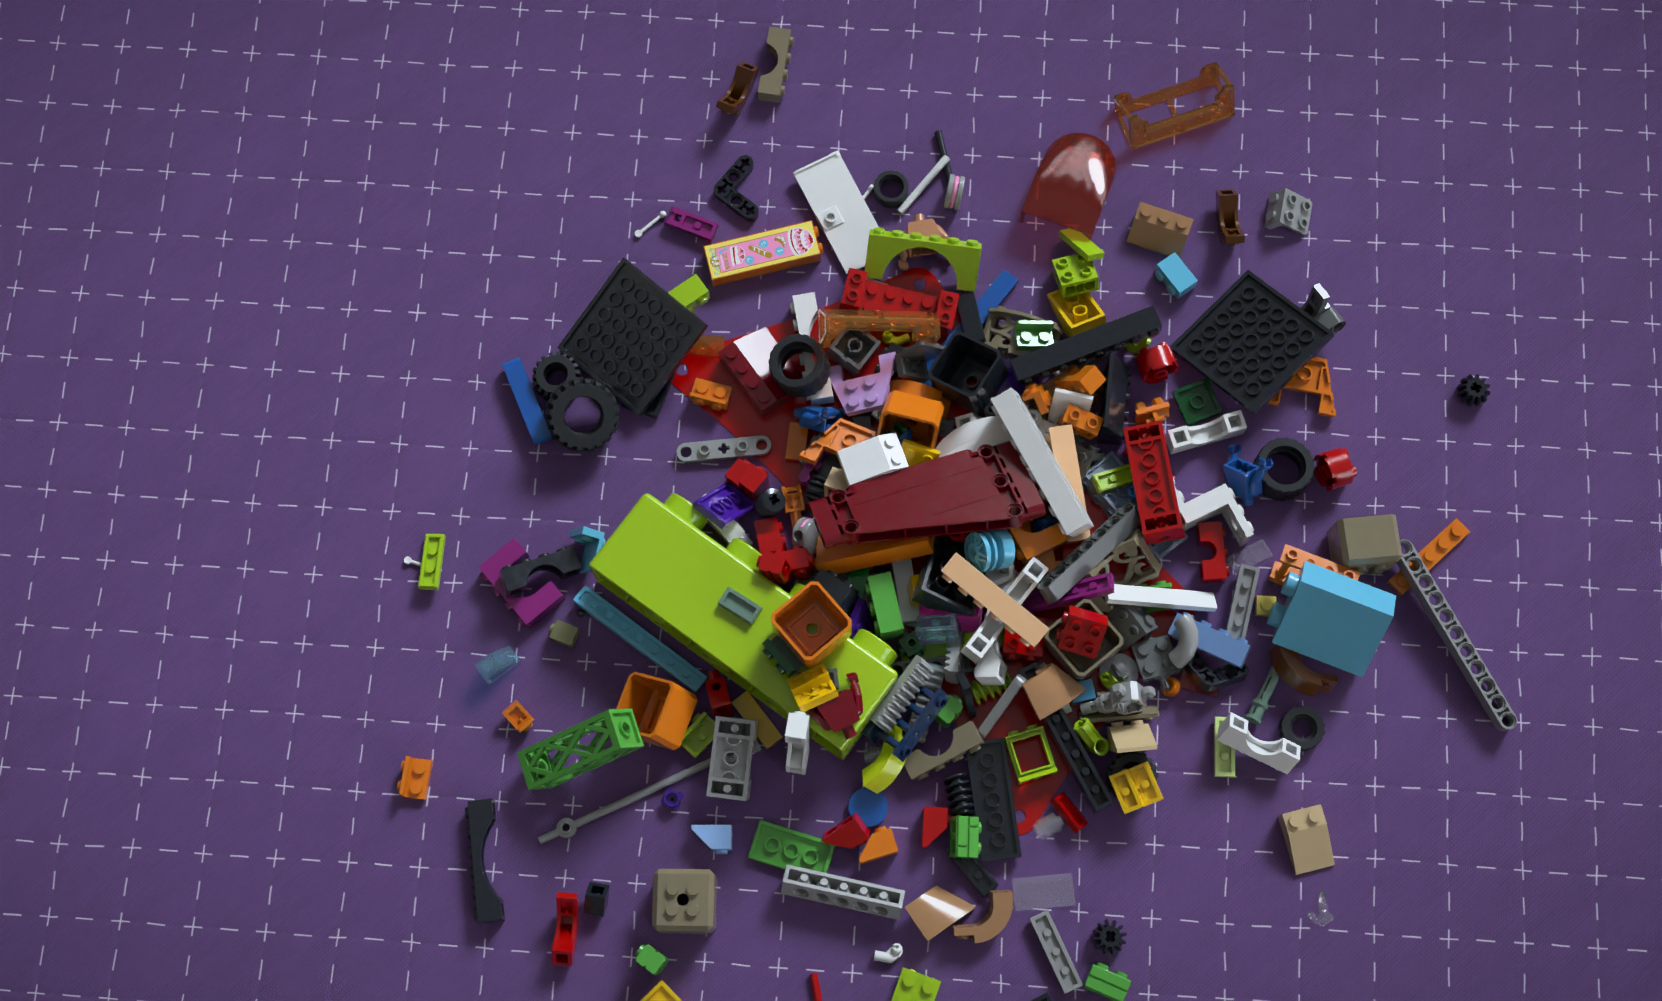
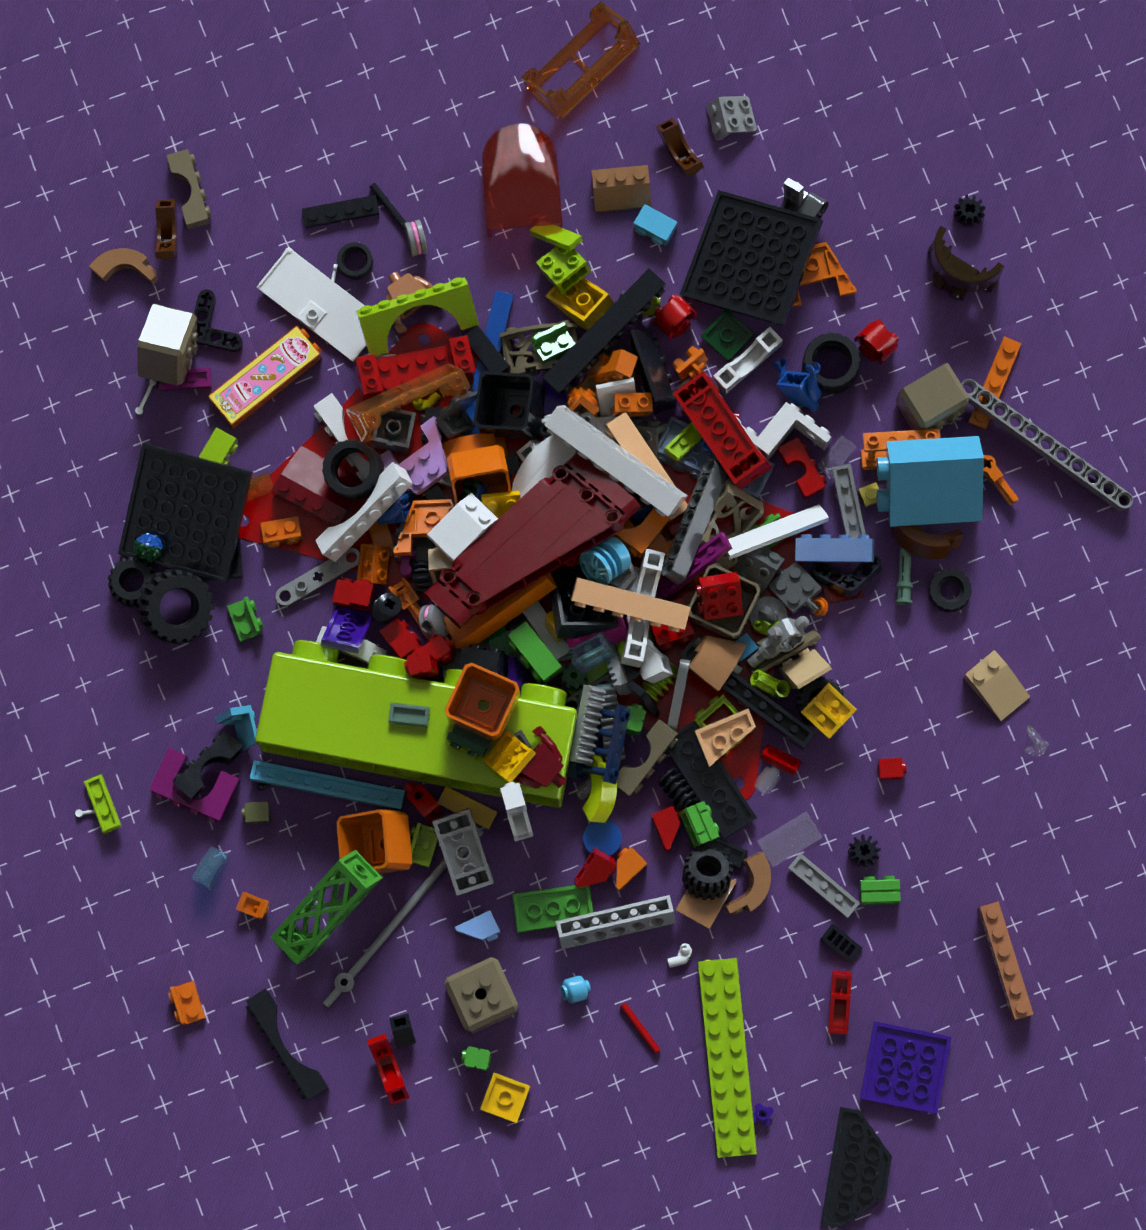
camera: 25 degrees left, 5 degrees up
(527, 401) = (115, 616): blue beam -> none
(584, 352) = (147, 547): none -> dark green piece
(640, 456) = (244, 619): none -> bright green bracket
(669, 793) = (426, 908): dark purple plate -> none
(683, 96) = (122, 258): none -> medium nougat arch
(688, 183) = (167, 345): none -> dark tan plate
(775, 937) = (575, 989): none -> medium azure head
(779, 459) = (373, 563): none -> orange bracket
(823, 394) = (389, 488): none -> white arch
(898, 142) = (340, 211): none -> black plate
(924, 183) = (383, 242): white bar -> none
(940, 896) = (703, 885): none -> black tyre
(1026, 763) = (723, 734): none -> light nougat wing
(1170, 871) = (891, 769): none -> red brick
(1187, 641) = (816, 561): light grey cylinder -> none
(1223, 754) = (889, 638): yellowish green plate -> none
(1278, 754) = (939, 623): white arch -> none
(1391, 643) = (996, 478): none -> orange connector
(1437, 444) = (955, 274): none -> dark brown piece

